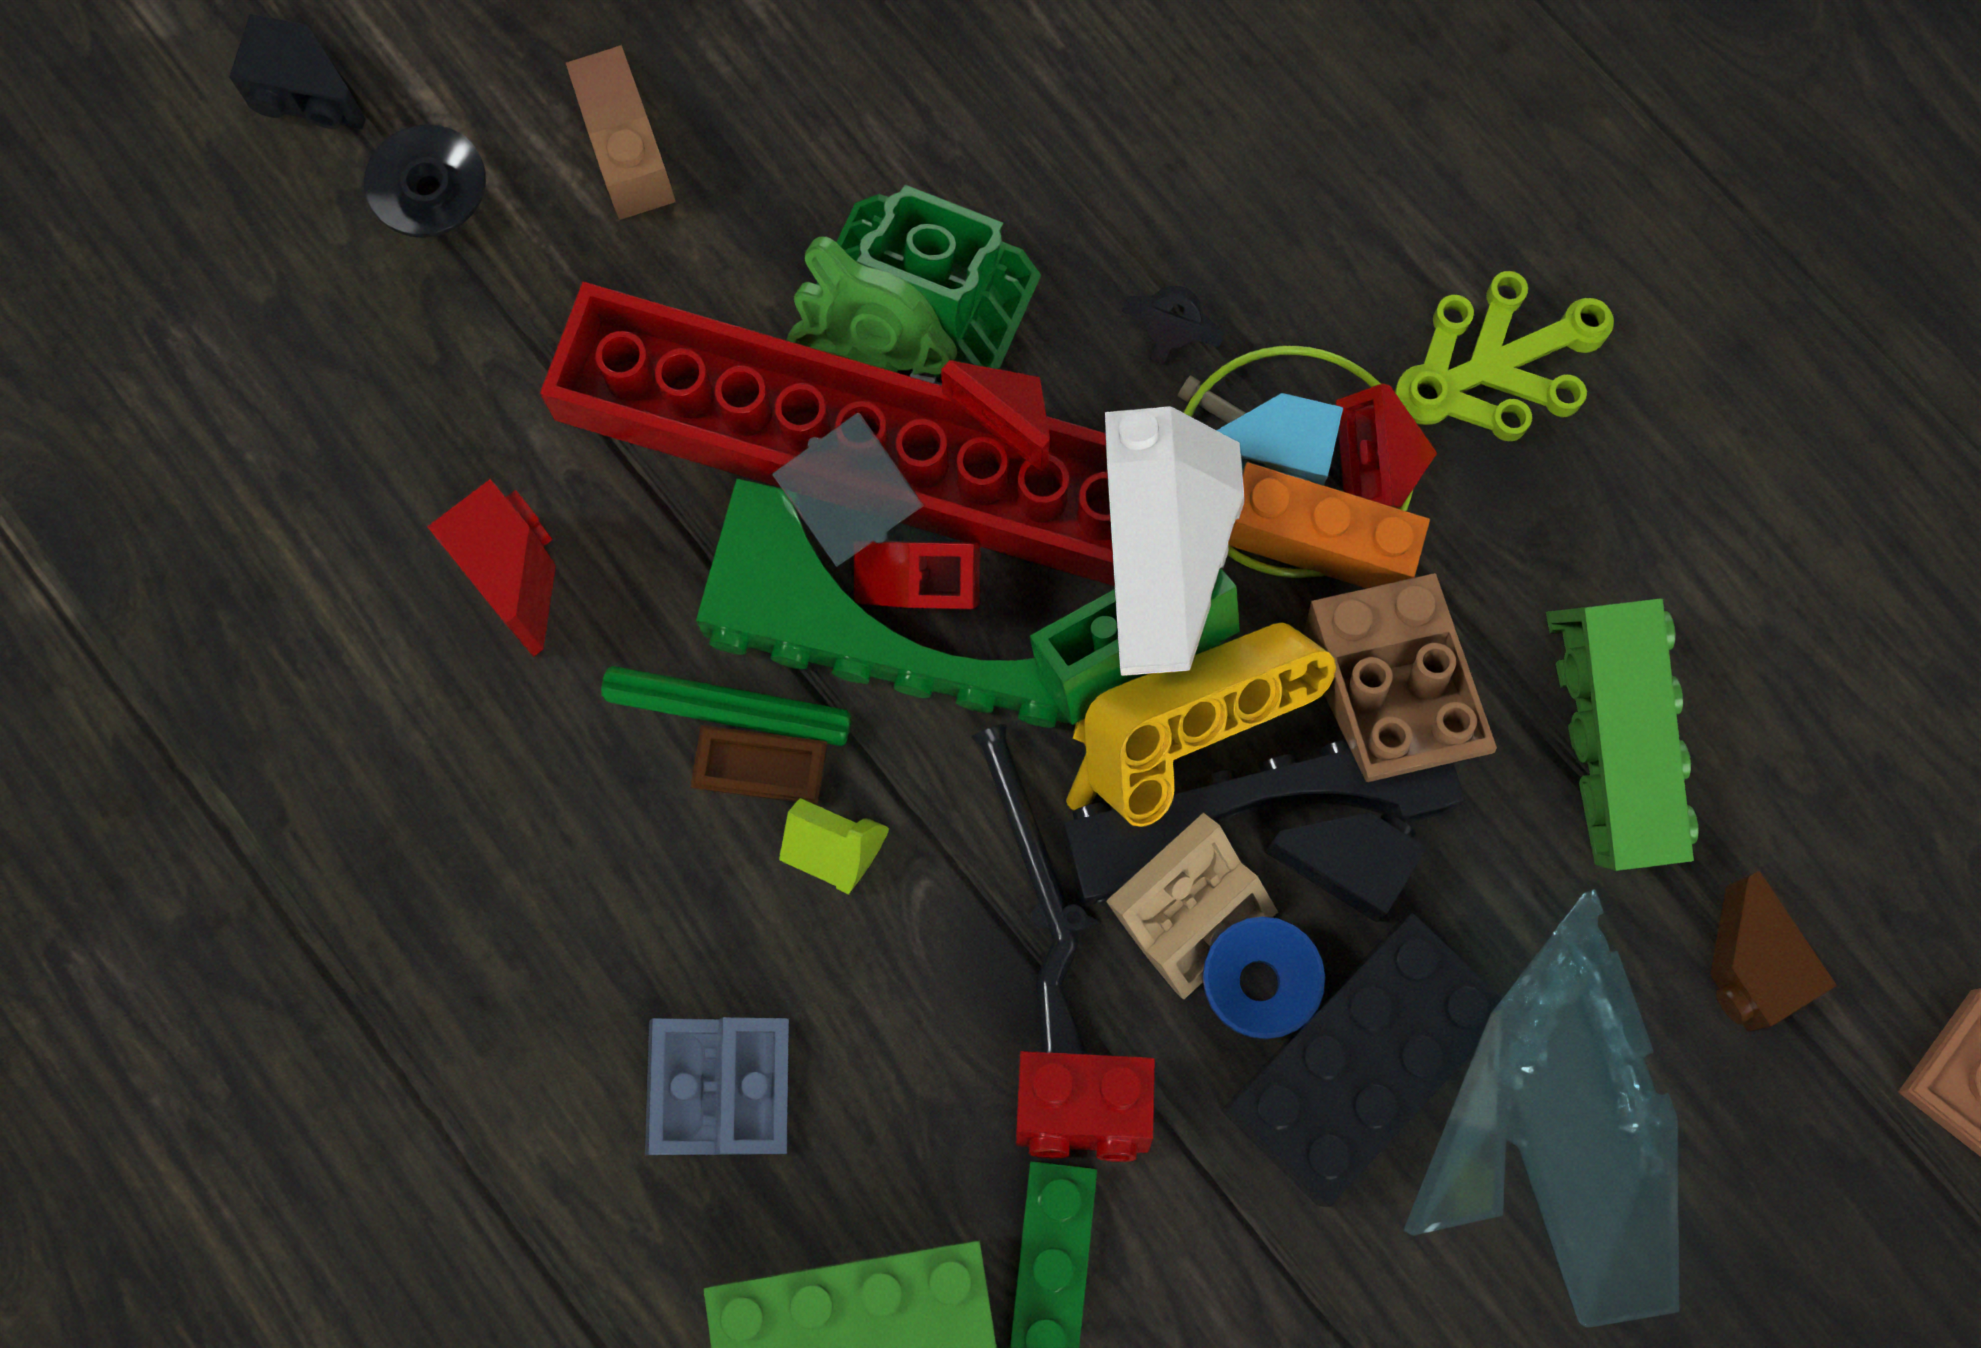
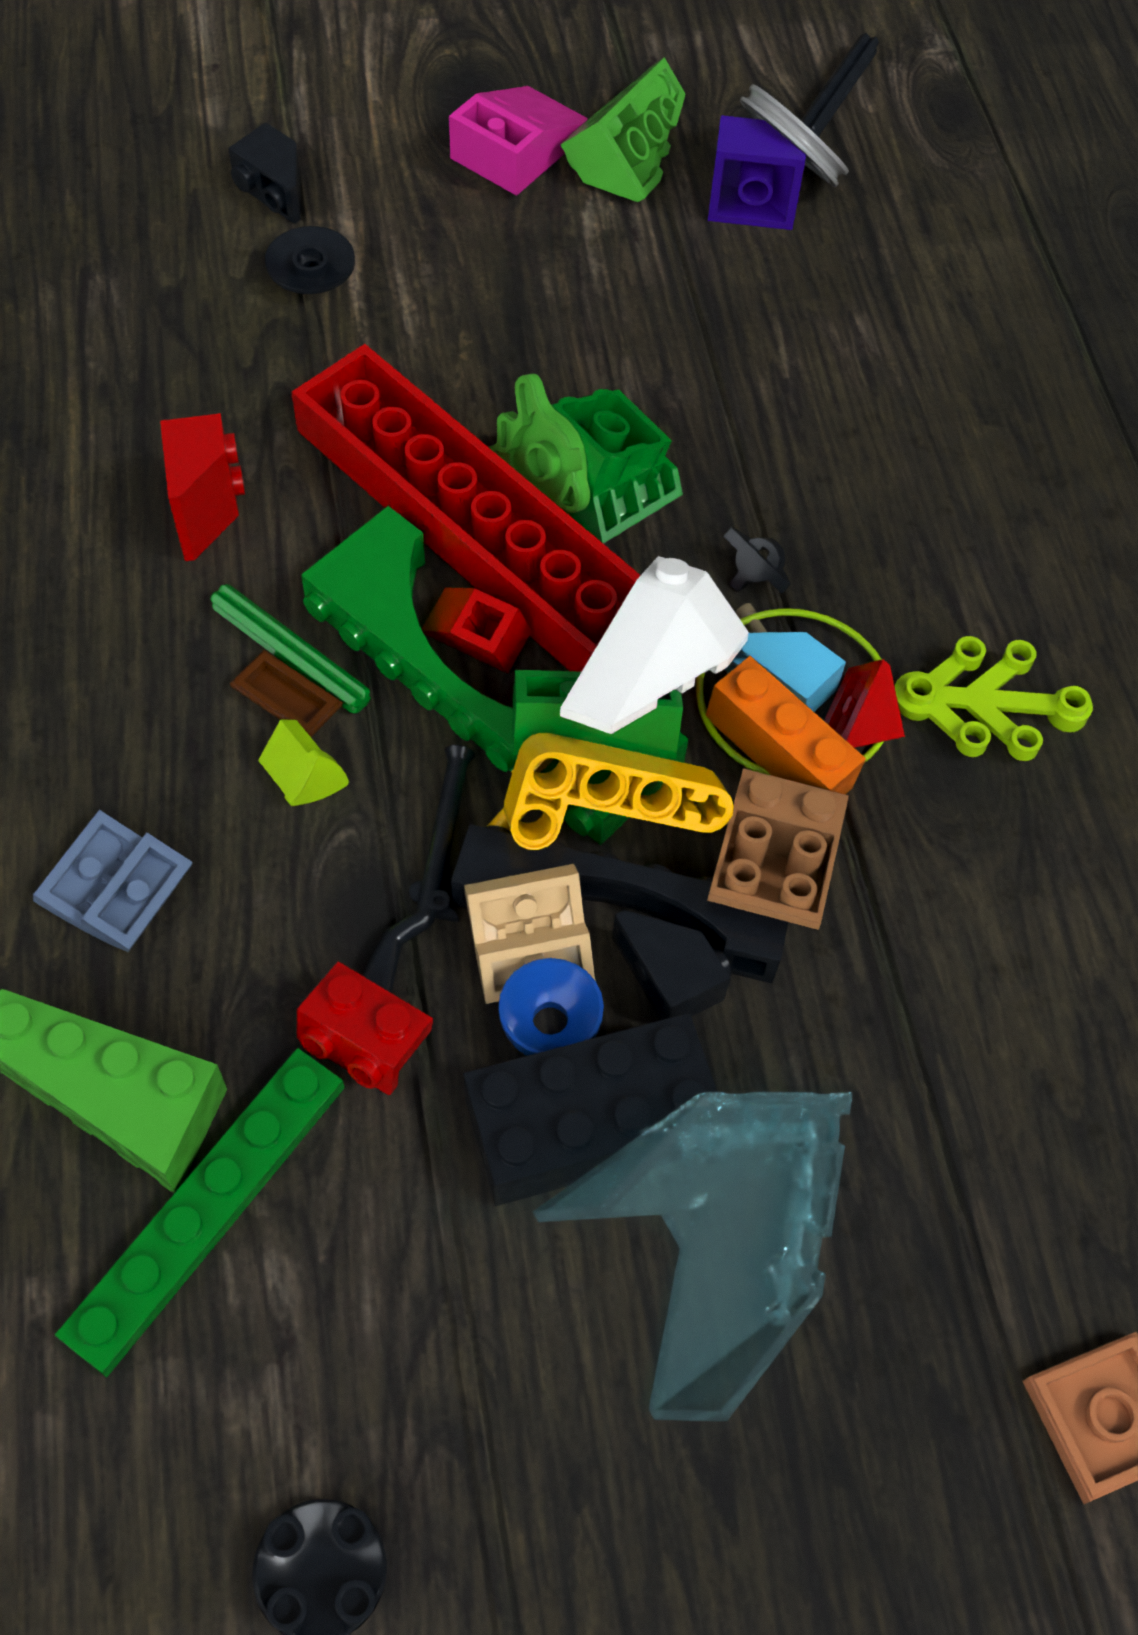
camera: 25 degrees right, 15 degrees down
(620, 132) = (452, 294): medium nougat slope -> none
(847, 489) = (455, 538): clear light blue piece -> none
(1004, 404) = (595, 533): red slope -> none
(1627, 732) = (939, 981): bright green wedge -> none
(1763, 958) = (959, 1211): reddish brown slope -> none

